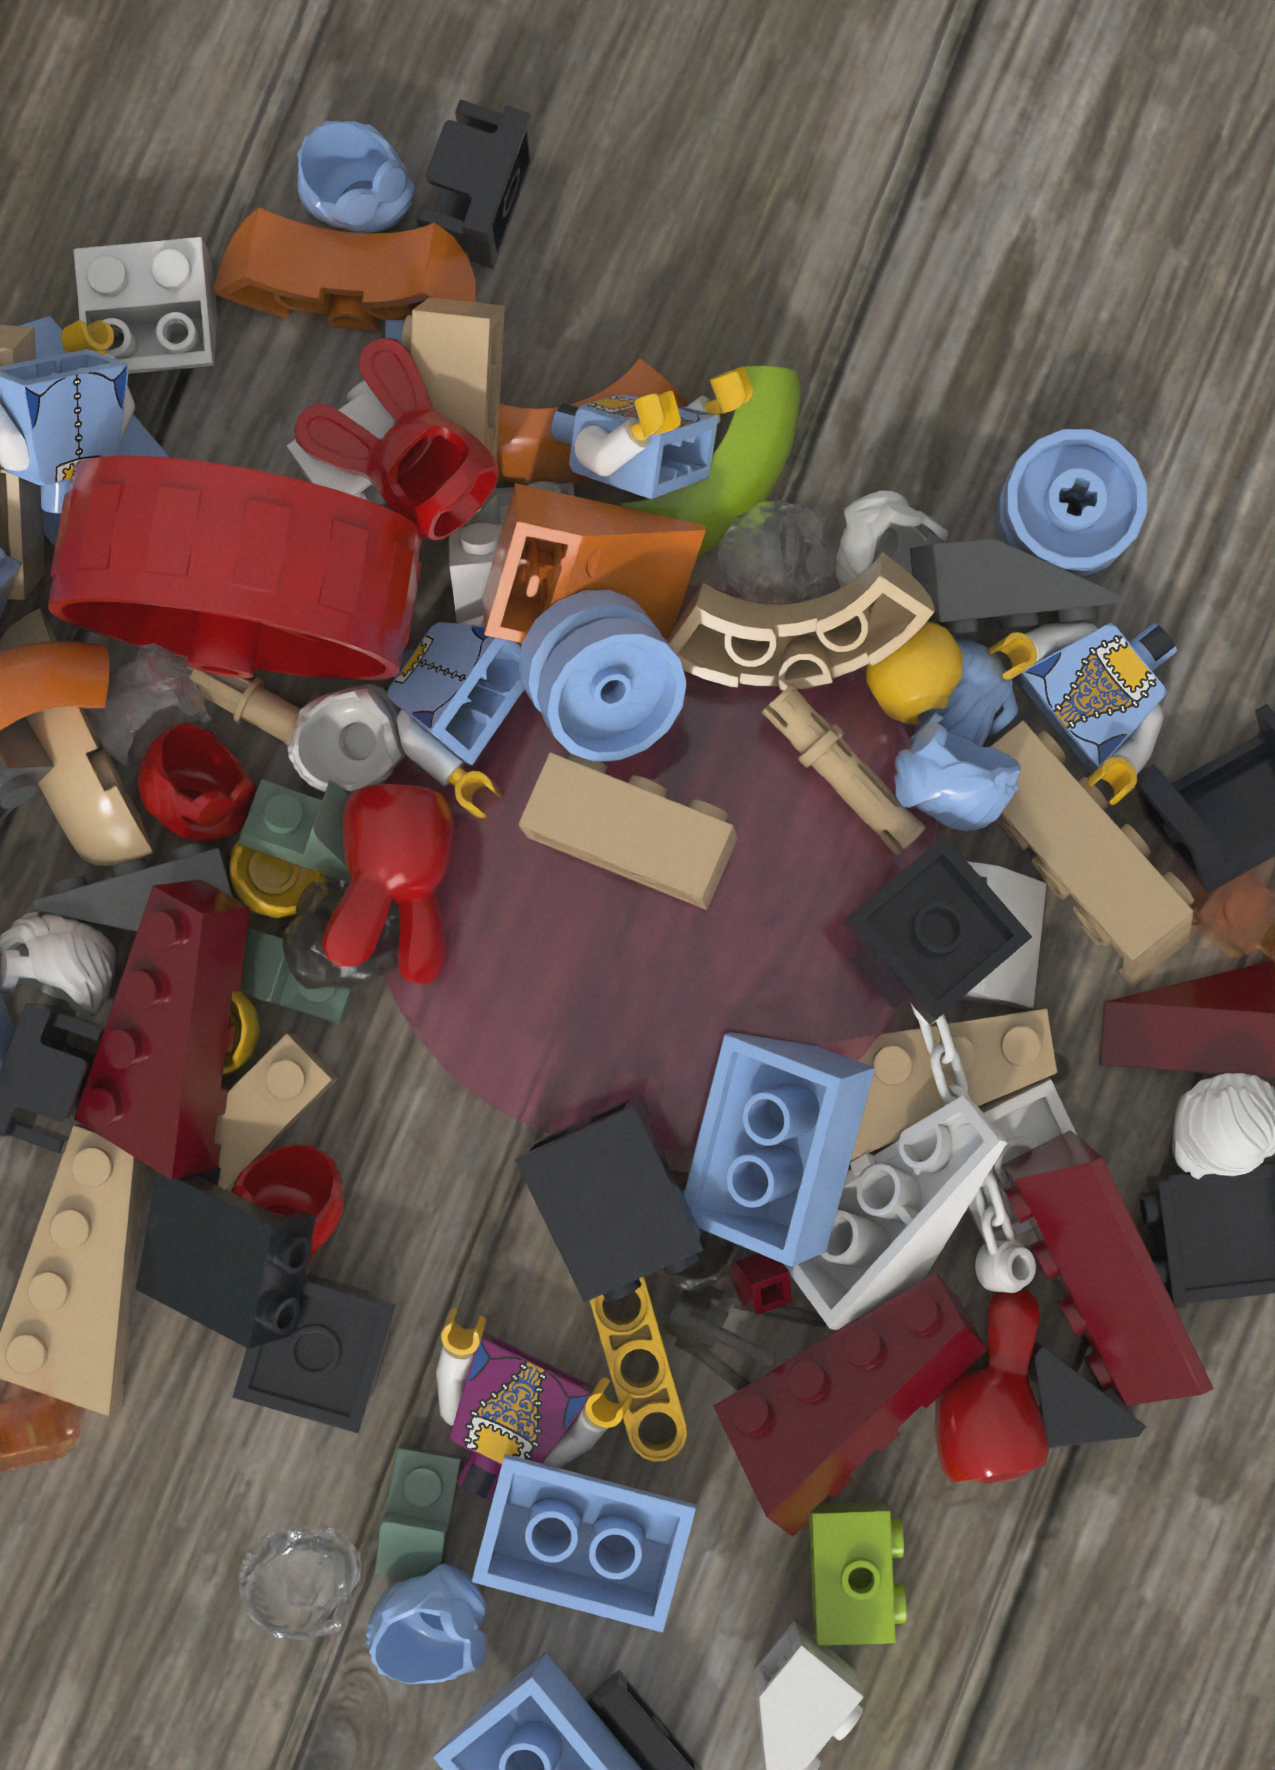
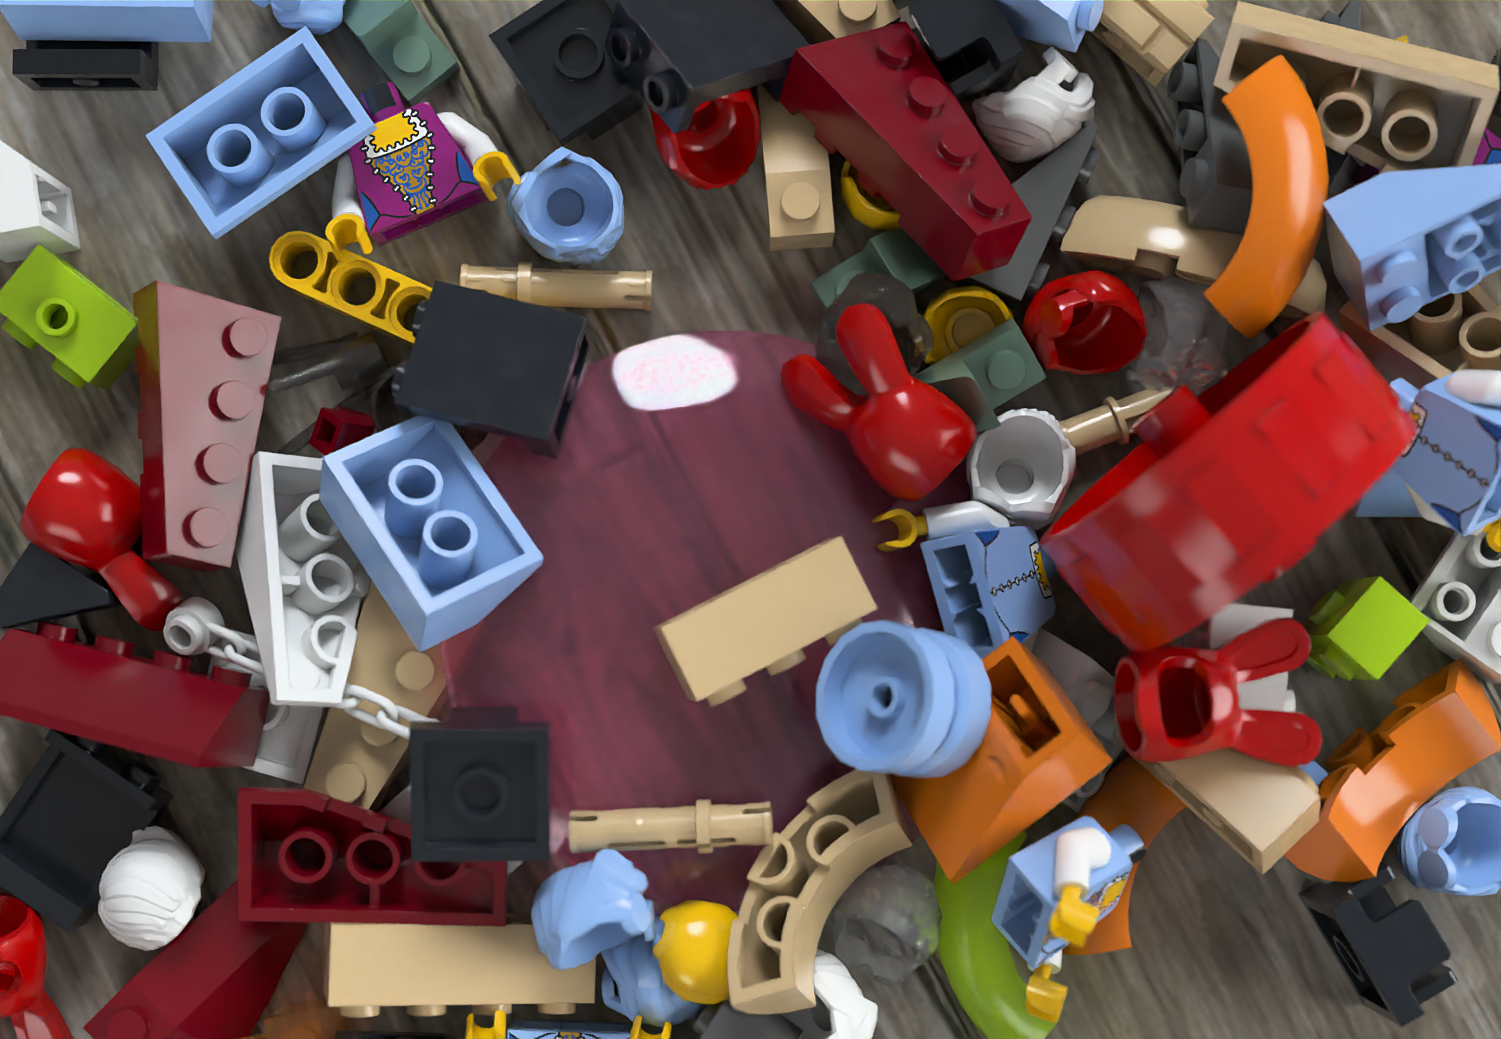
camera: 130 degrees right, 0 degrees up
(256, 385) = (1361, 629): none -> lime brick
(440, 1257) = (568, 210): none -> light blue hair
(507, 1215) = (563, 286): none -> tan pin
(1079, 990) = (345, 864): none -> dark red wedge

